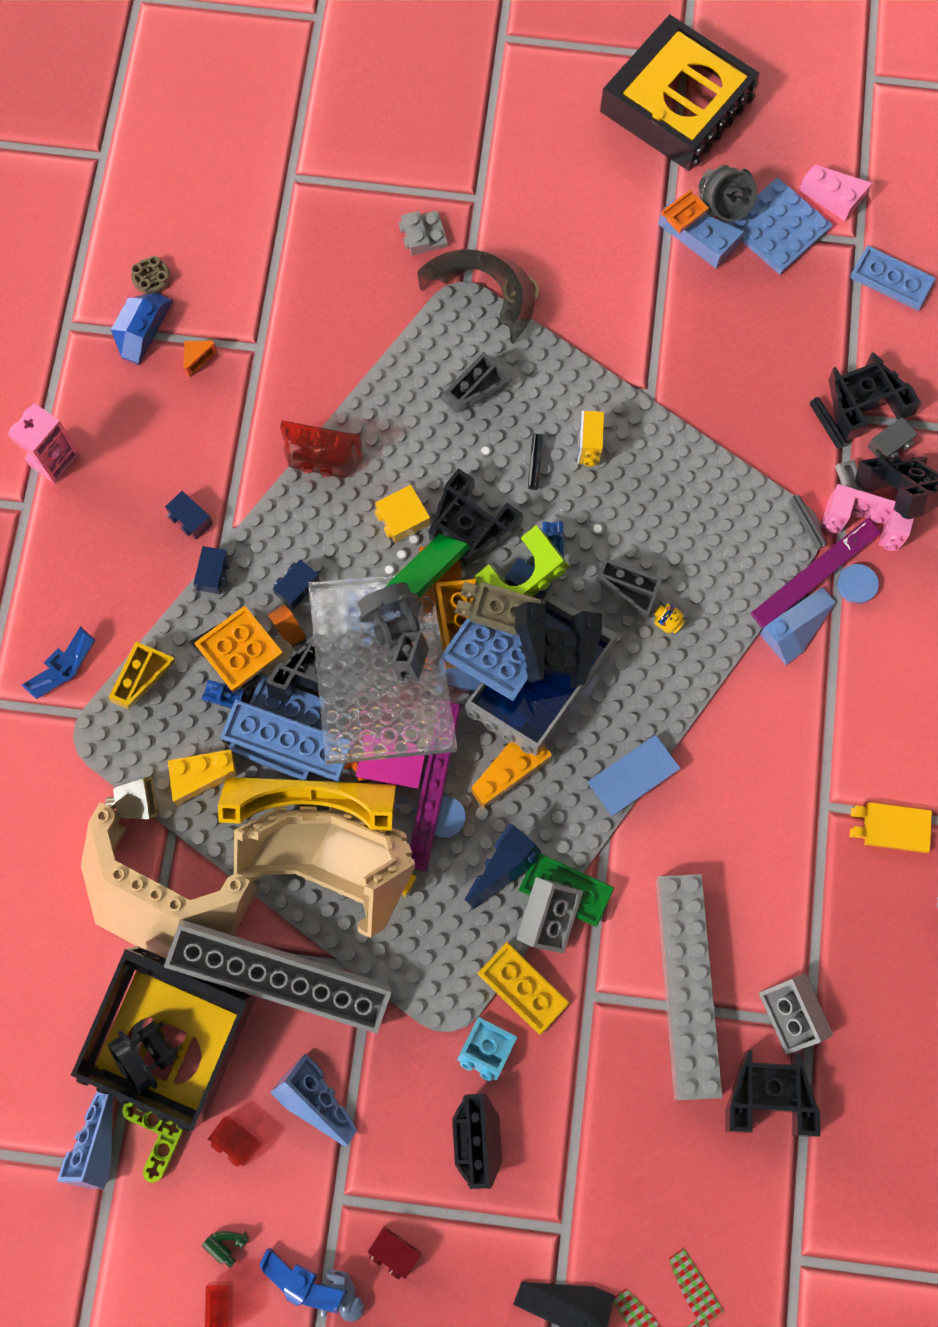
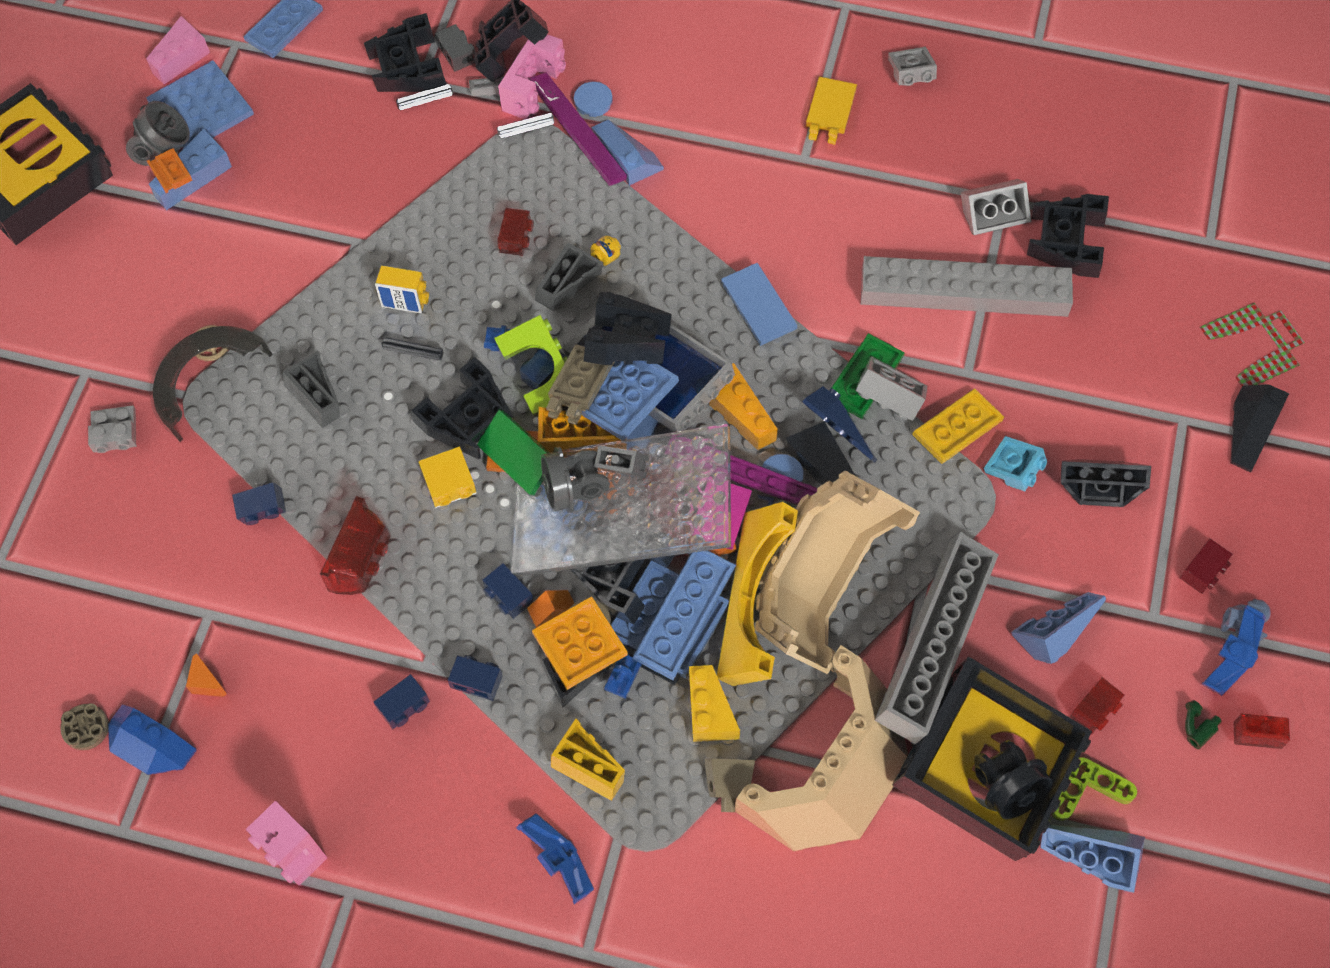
camera: 80 degrees left, 10 degrees down
(360, 363) = (259, 504): none -> dark blue brick
(461, 856) = (818, 453): none -> black slope
(677, 530) = (514, 231): none -> clear red brick

